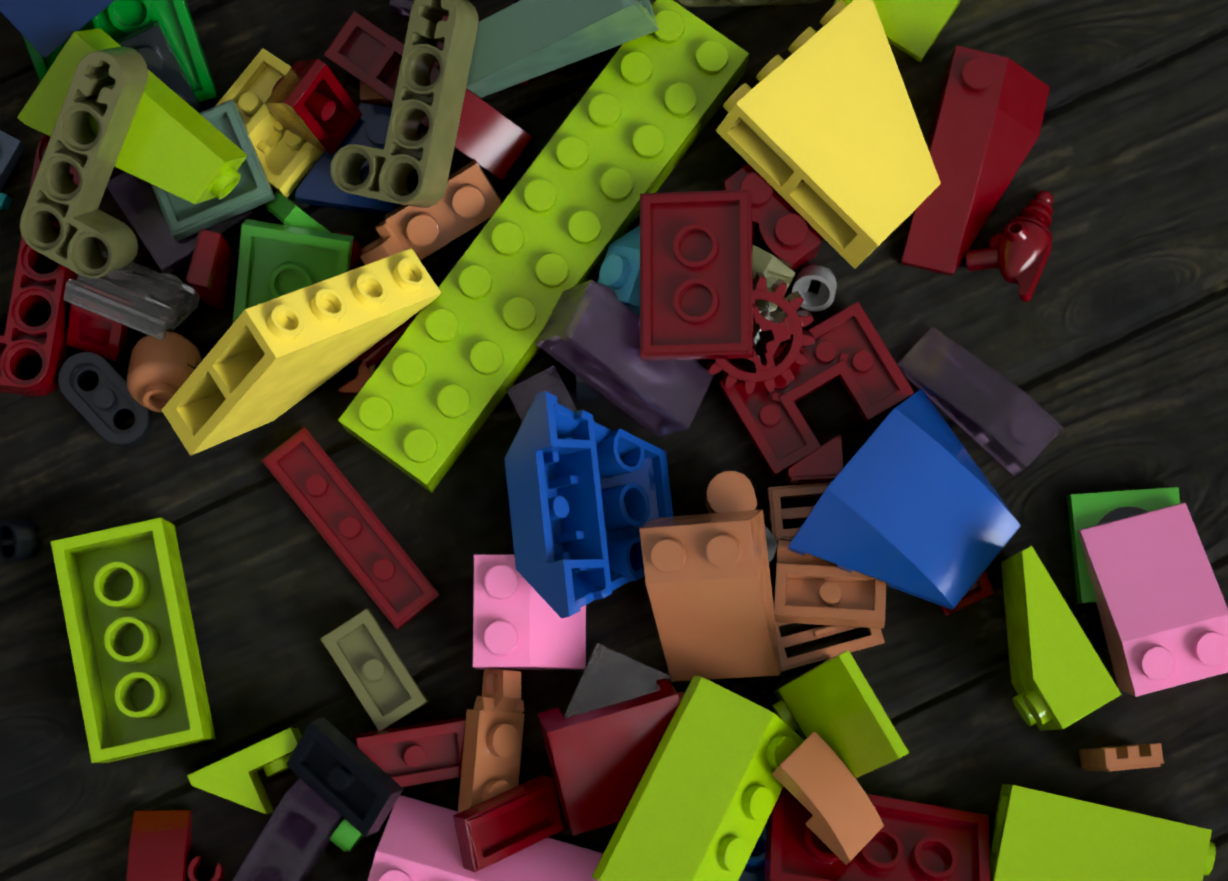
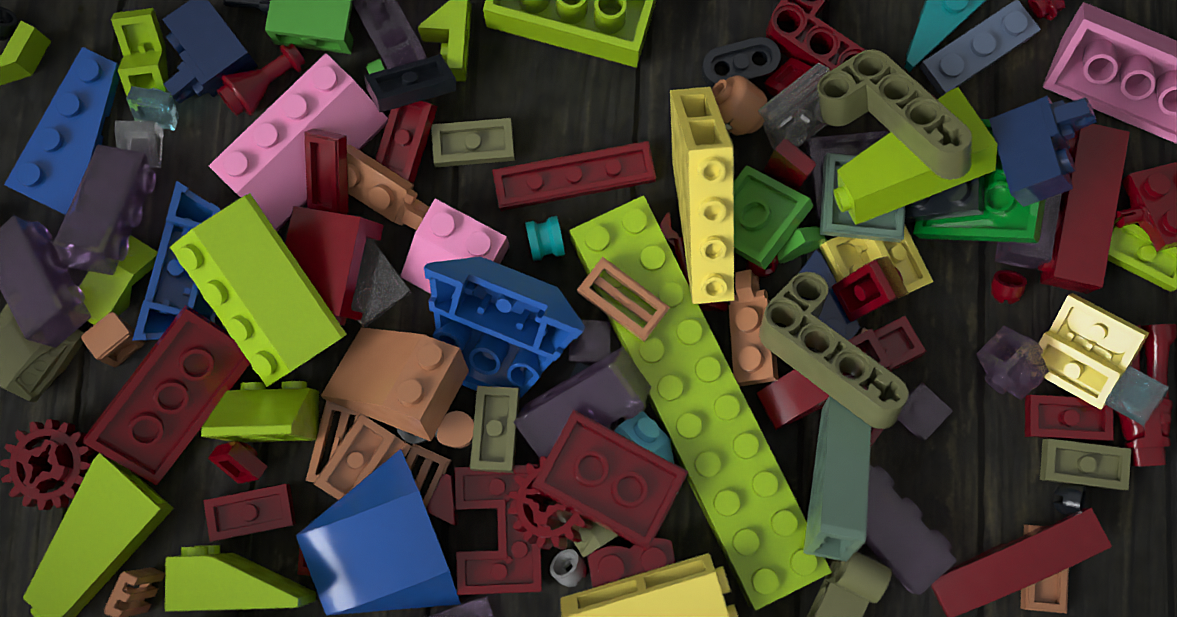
camera: 120 degrees right, 0 degrees up
(448, 517) = (545, 238): none -> teal wheel
(471, 419) = (614, 313): none -> nougat tile
(706, 449) = (495, 429): none -> olive plate
(830, 792) = (216, 379): nougat slope -> none
(912, 725) = (238, 461): none -> dark red plate
(957, 685) = (249, 512): none -> dark red plate

